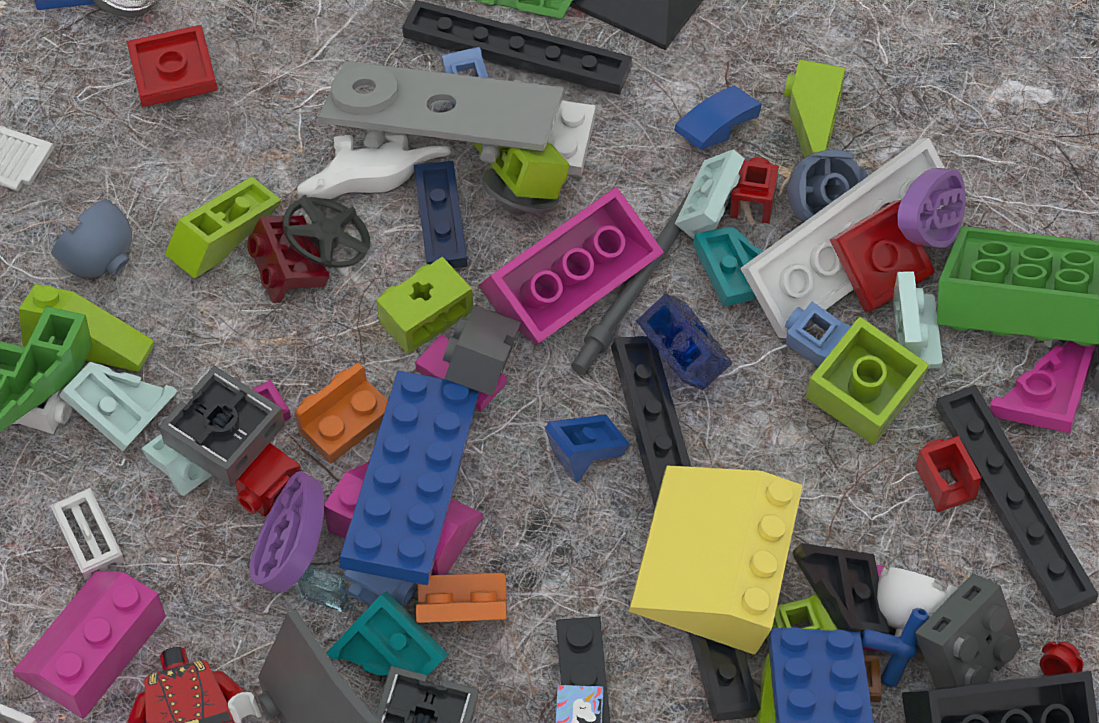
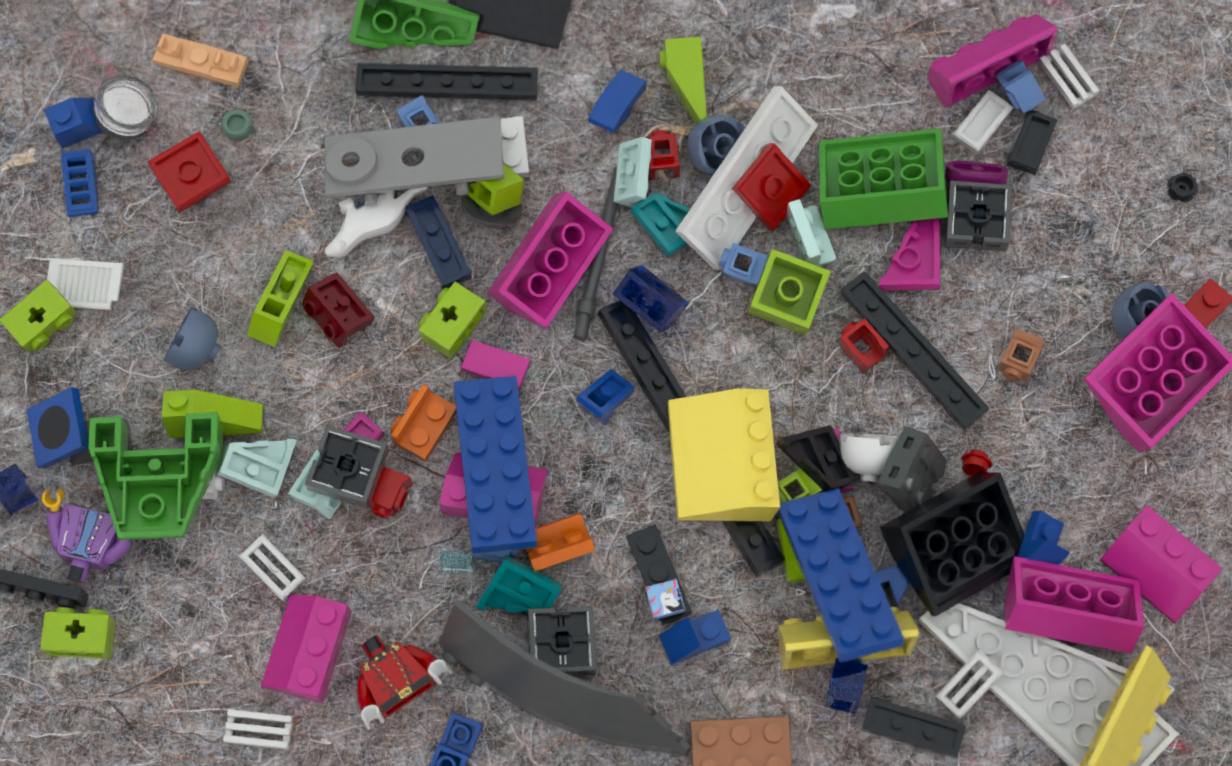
camera: 15 degrees left, 15 degrees up
(41, 22) = (70, 167): none -> blue slope
(249, 33) = (237, 124): none -> sand green tile
(289, 534) = (421, 531): medium lavender piece -> none
(326, 232) = (359, 281): pearl dark grey wheel -> none
(480, 349) = (508, 351): dark grey brick -> none
(902, 647) = (867, 490): blue piece -> none
(918, 210) = (800, 143): medium lavender piece -> none

